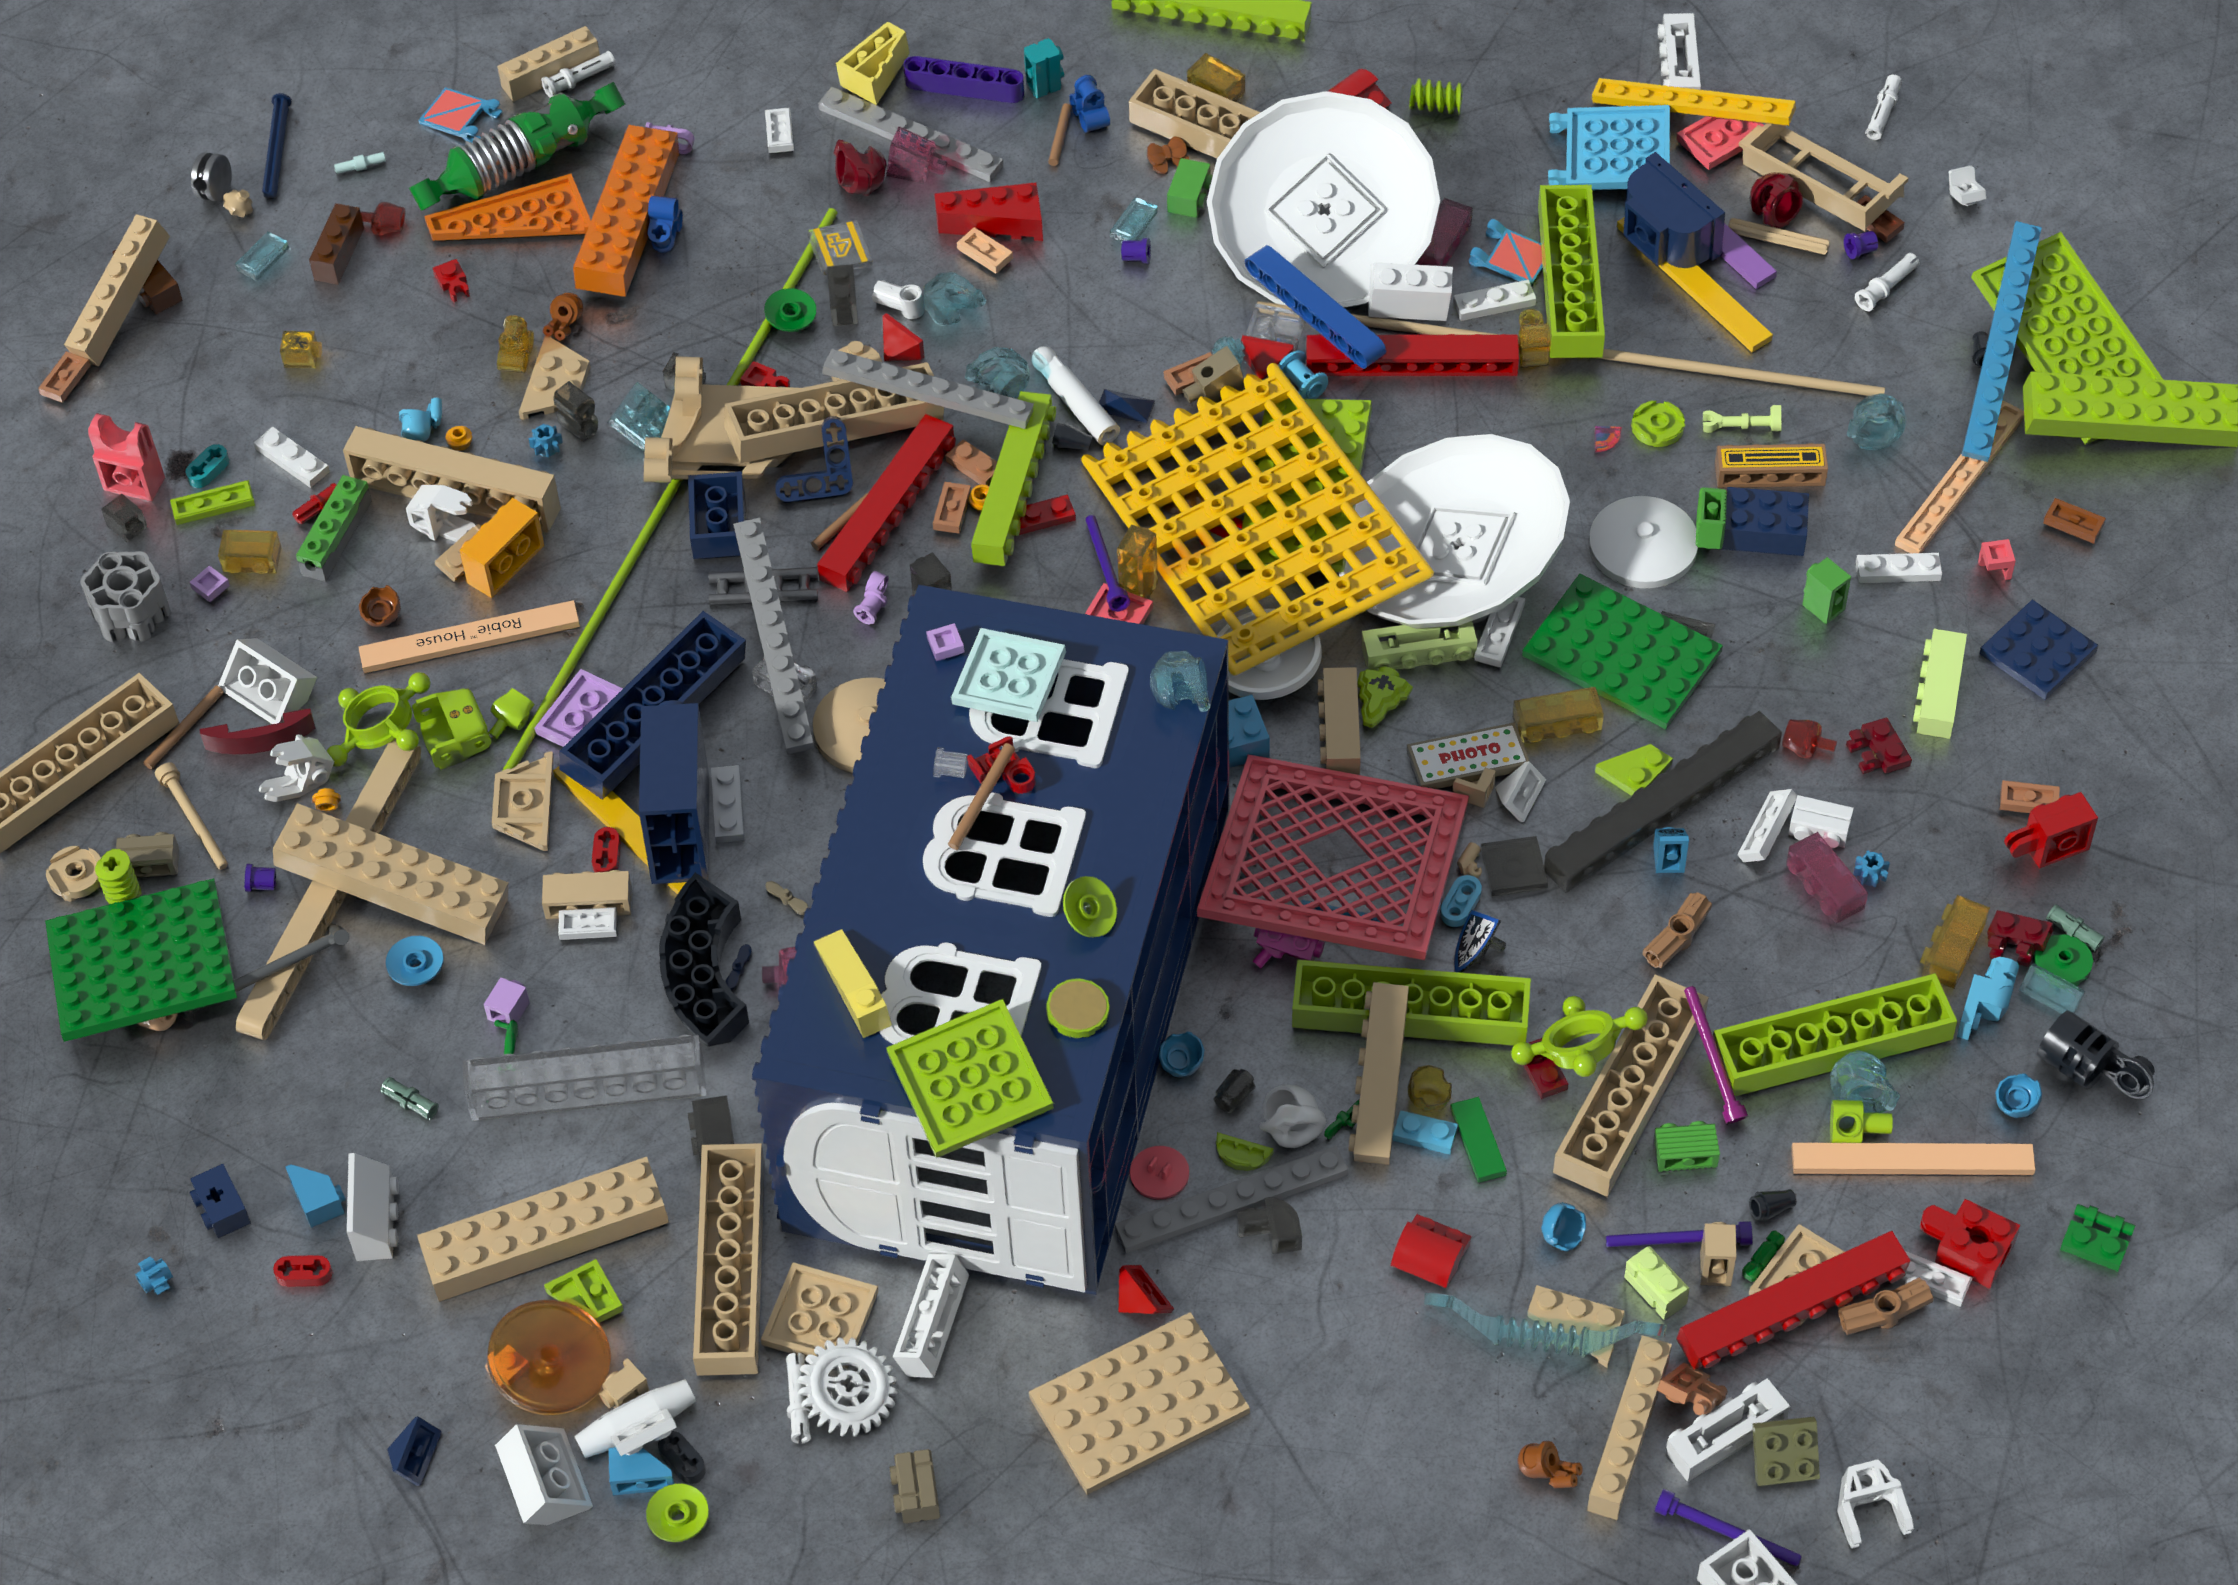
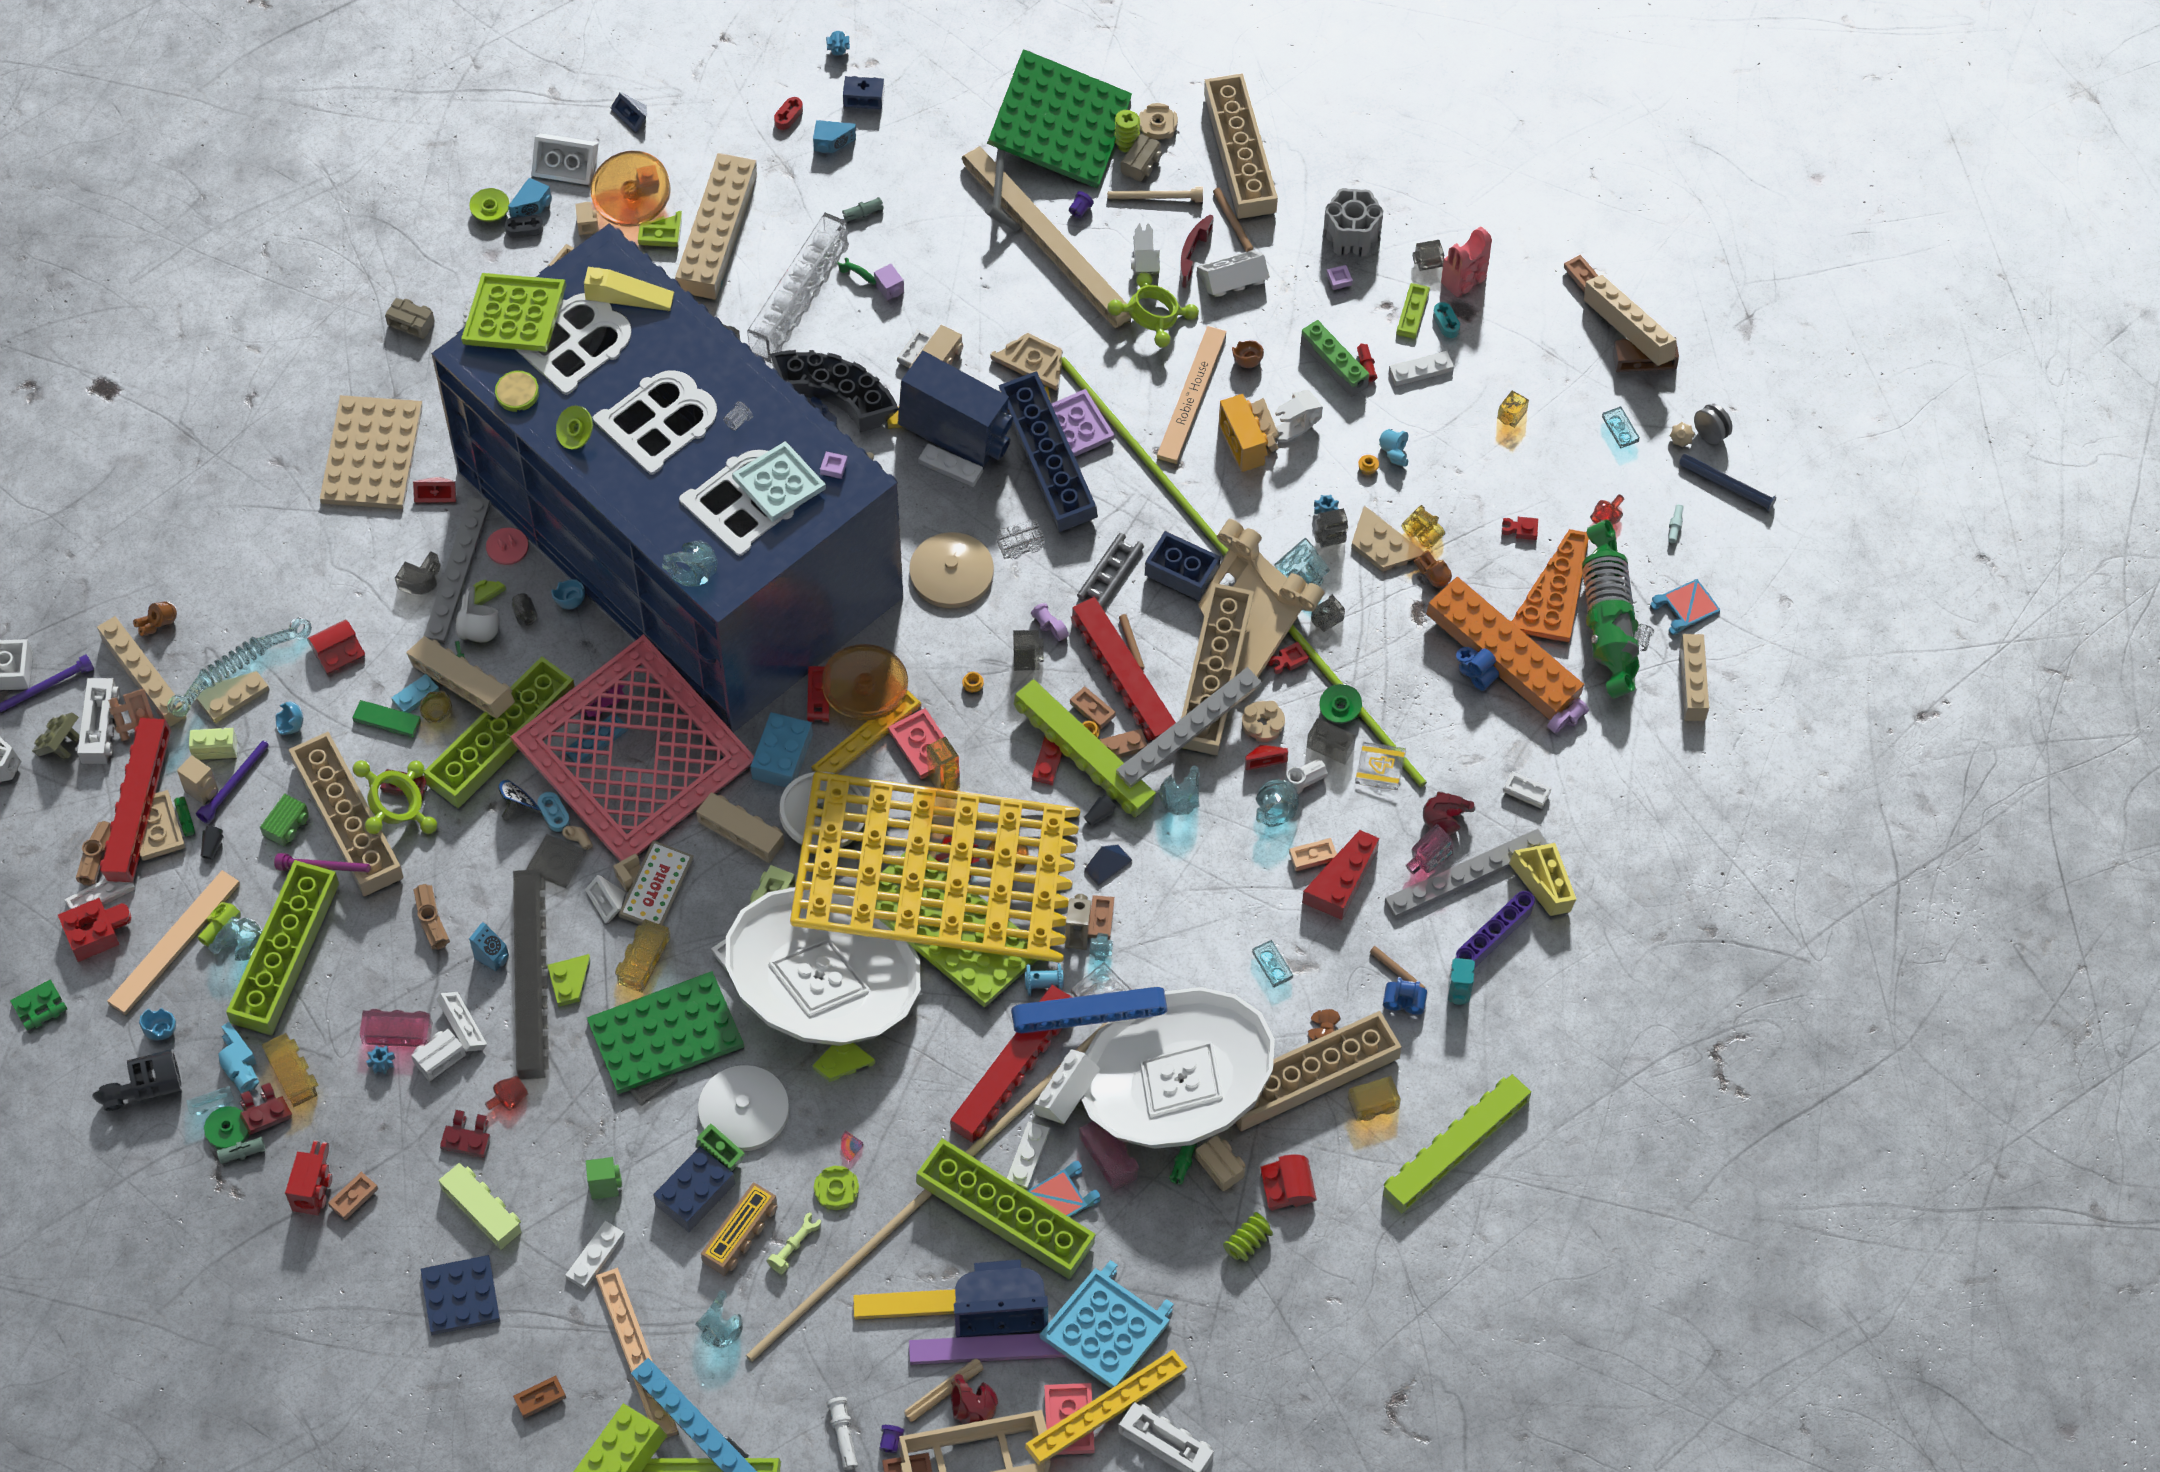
camera: 120 degrees right, 5 degrees up
(249, 551) = (1349, 307): clear yellow brick -> none
(326, 799) = (1114, 262): light orange plate -> none
(336, 244) = (1598, 470): reddish brown brick -> none
(371, 1208) = (796, 151): white slope -> none
(390, 873) = (1020, 257): tan brick -> none
(404, 465) = (1323, 433): tan brick -> none
(410, 952) = (956, 245): dark azure dish -> none
(451, 727) = (1118, 351): lime piece -> none
(511, 711) = (1110, 385): lime piece -> none
(569, 77) = (1673, 685): white pin -> none
(637, 1421) = (555, 207): white plate -> none
(773, 636) = (1050, 537): light grey plate -> none
(833, 469) = (1172, 645): dark blue beam -> none
(981, 796) = (699, 417): medium nougat bar -> none
(982, 765) = (719, 445): red piece -> none
(1075, 395) = (1134, 832): white piece -> none
(1117, 596) = (989, 772): dark purple piece -> none
(1136, 250) = (1240, 950): dark purple bush -> none
(1189, 188) = (1280, 1016): bright green brick -> none
(1262, 352) = (1082, 968): red slope -> none
(1380, 693) = (743, 864): lime rock -> none
(1533, 339) = (961, 1137): clear yellow piece -> none
(1998, 556) = (544, 1314): coral panel -> none

